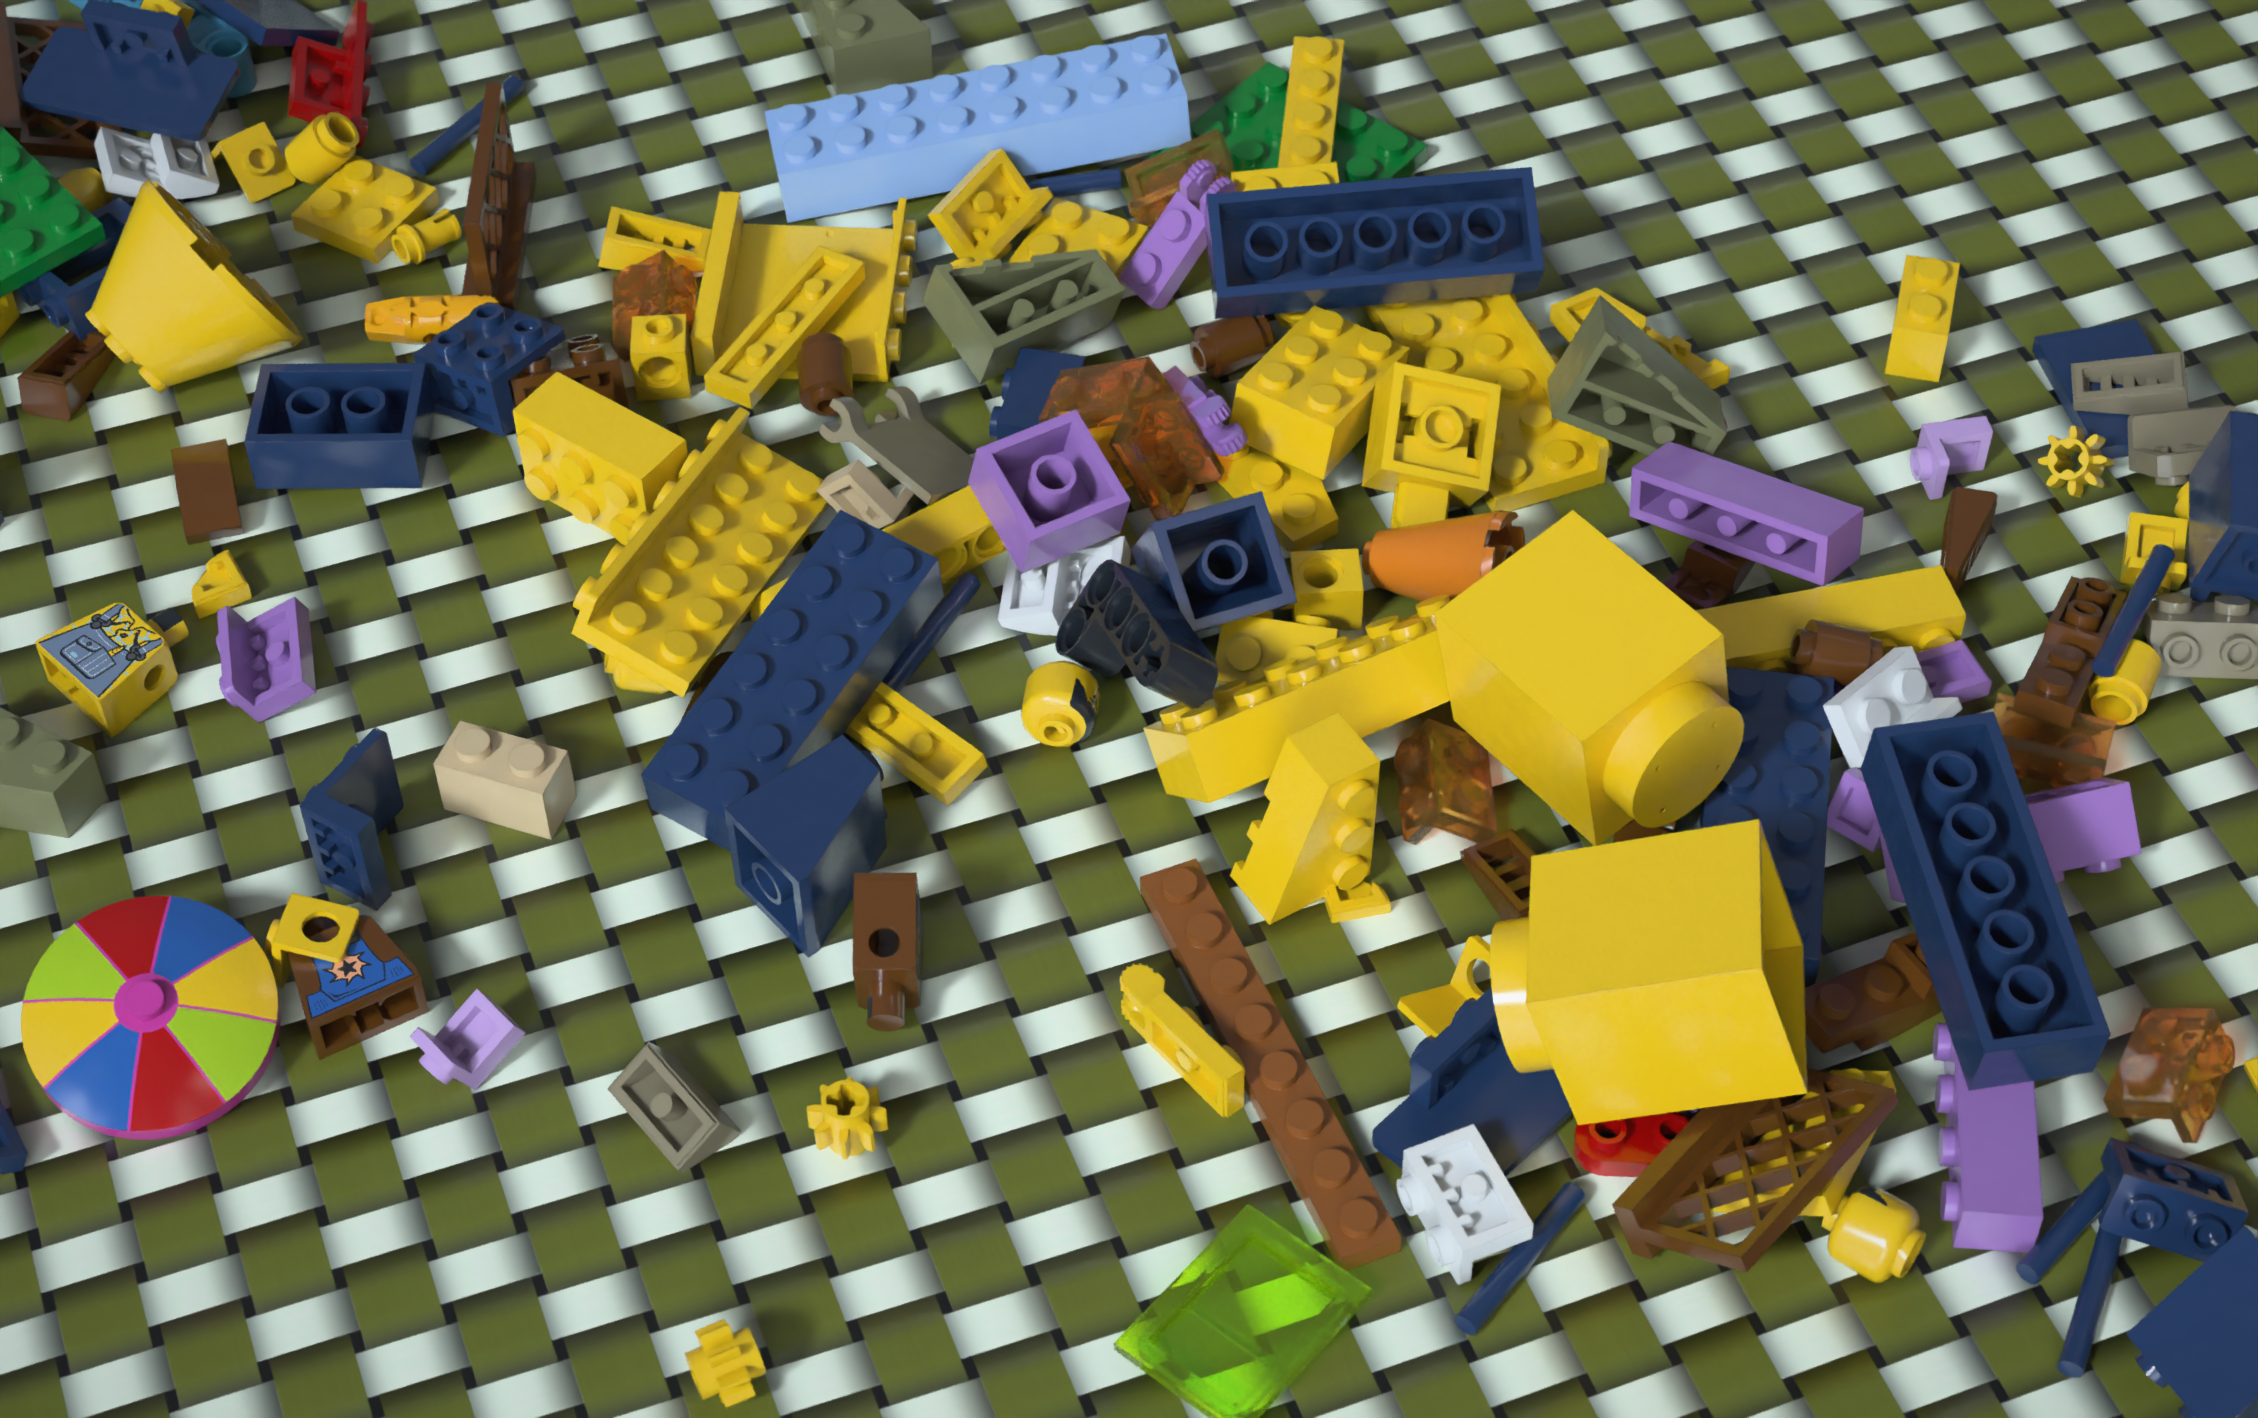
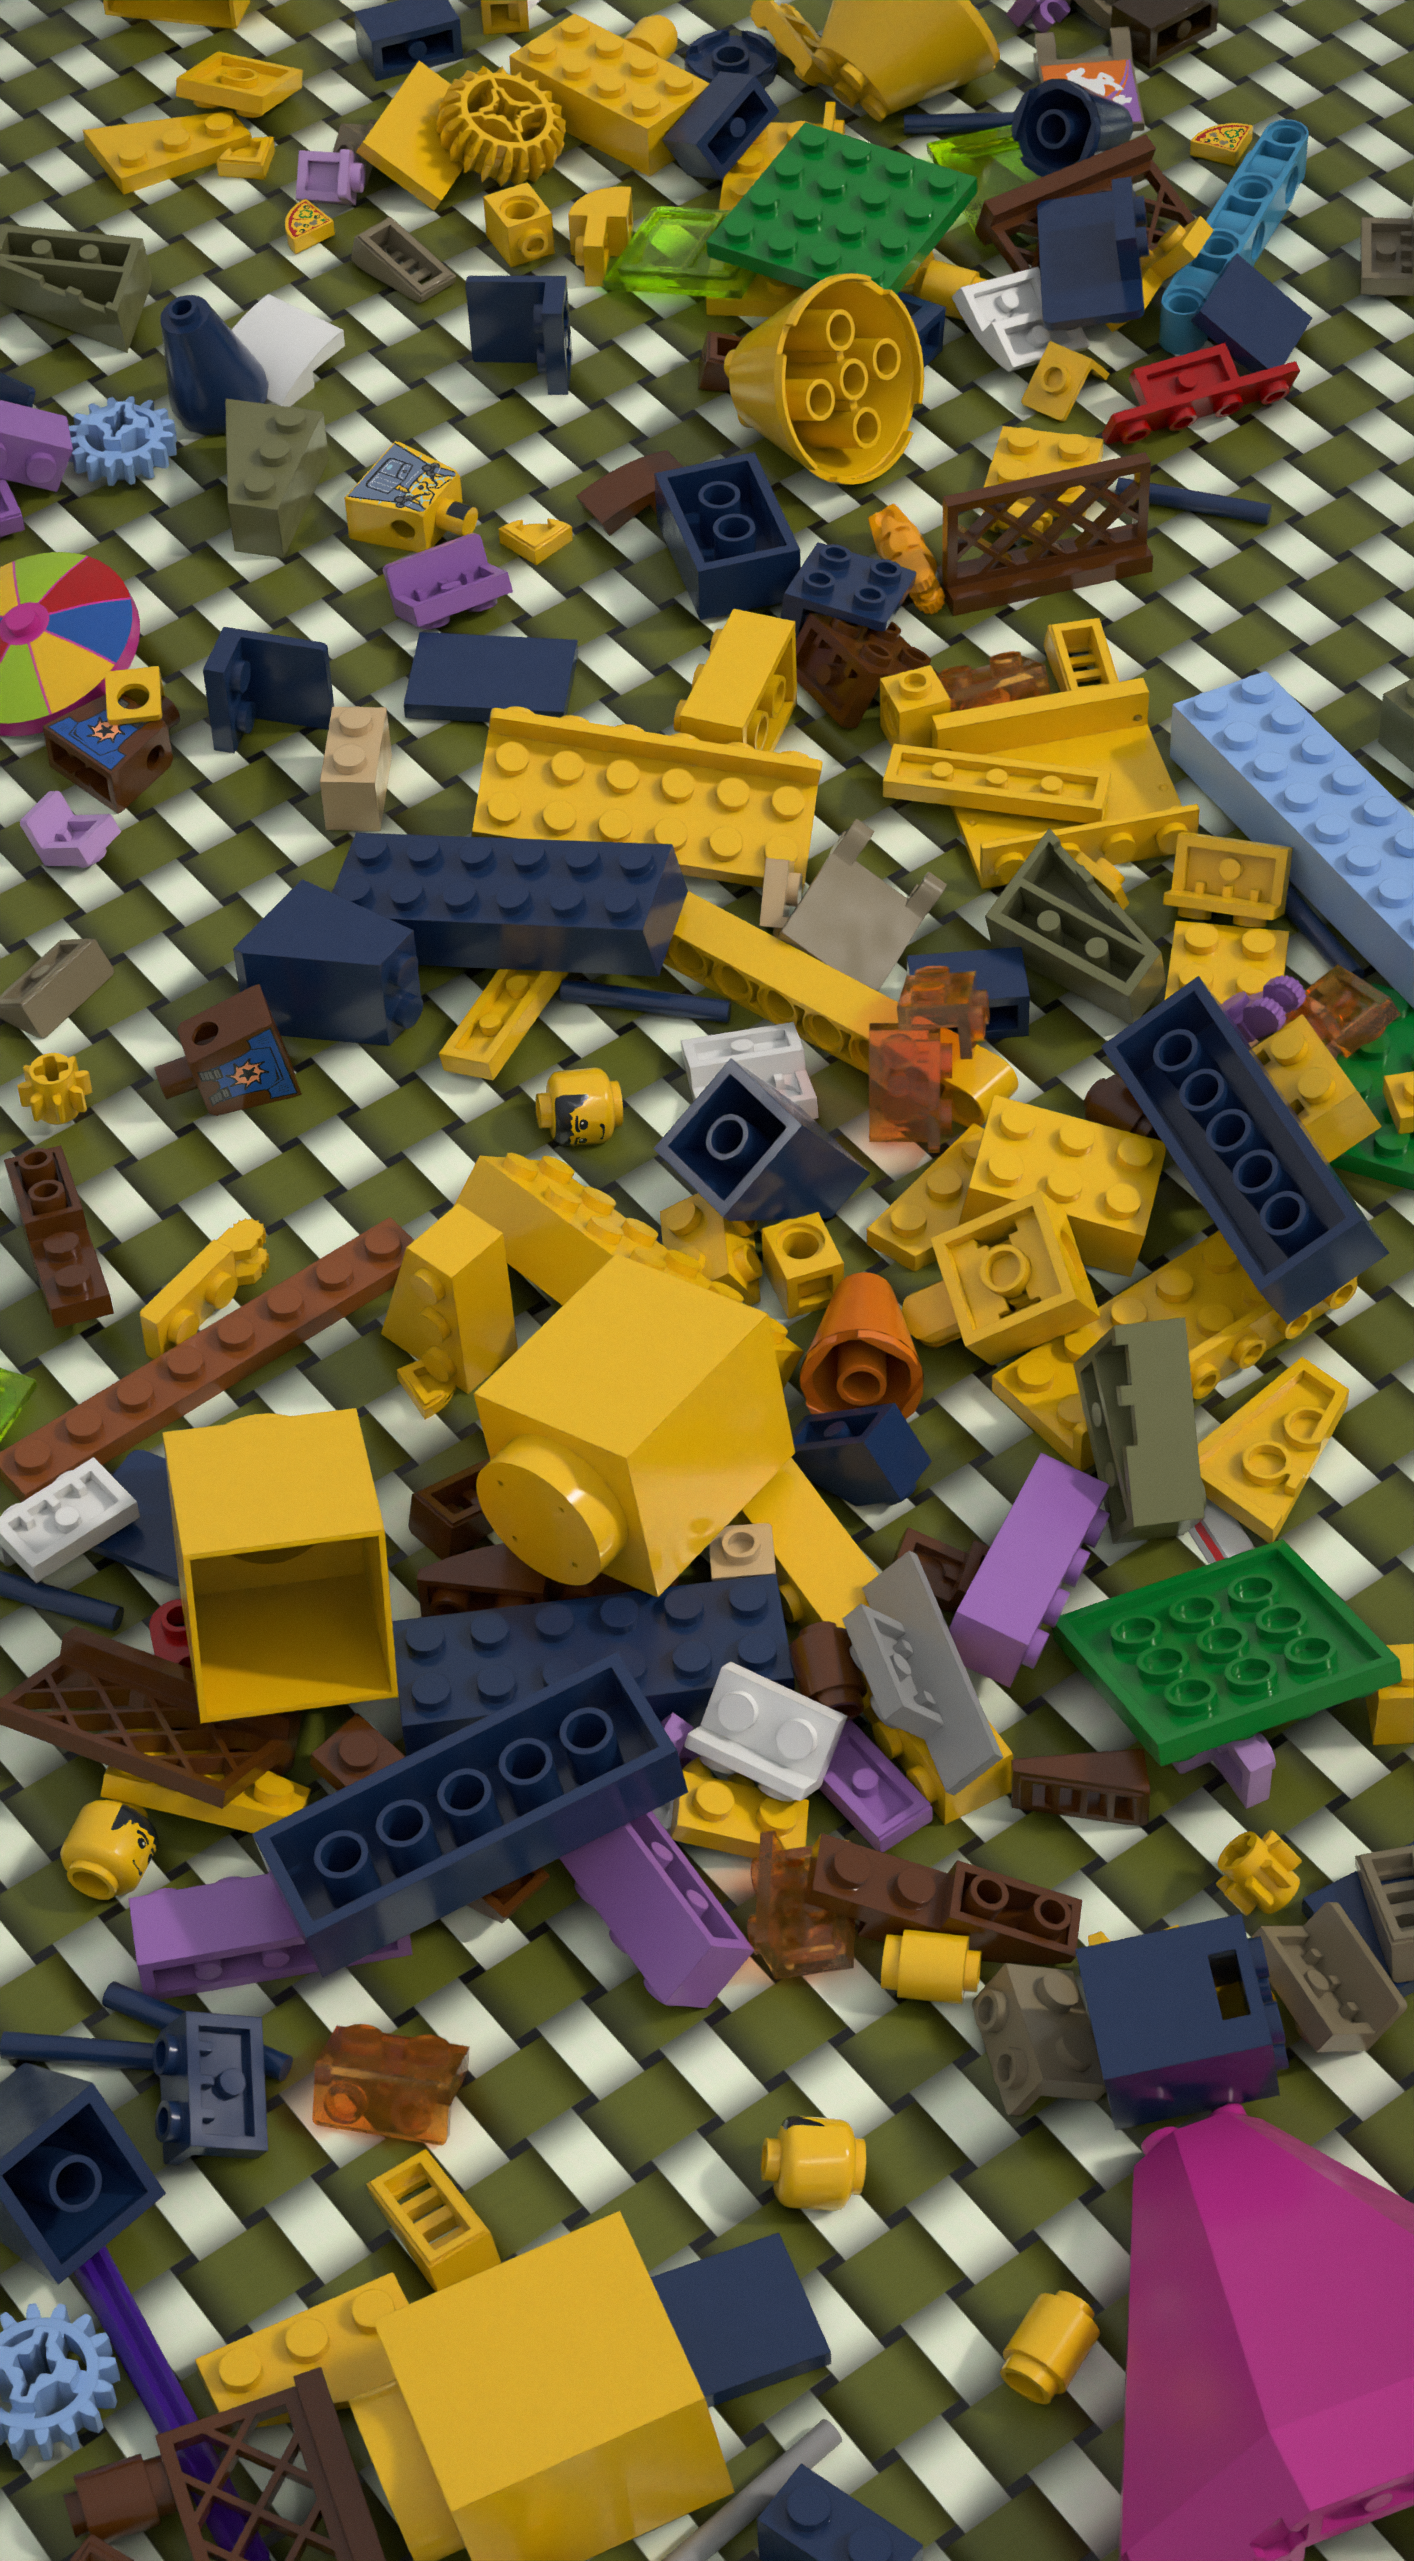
camera: 75 degrees right, 0 degrees up
(322, 148) = (1095, 402): yellow brick -> none
(412, 660) = (471, 674): none -> dark blue tile
(824, 372) = (943, 830): reddish brown brick -> none
(1048, 491) = (797, 1000): medium lavender brick -> none
(1062, 1154) = (58, 1237): none -> reddish brown slope
(1137, 623) = (611, 1111): black beam -> none
(1208, 412) = (970, 1089): medium lavender hinge -> none
(1862, 583) = (919, 1673): none -> light grey bracket
(1872, 409) = (1225, 1652): none -> green plate
(2133, 611) = (993, 1934): dark blue bar -> none

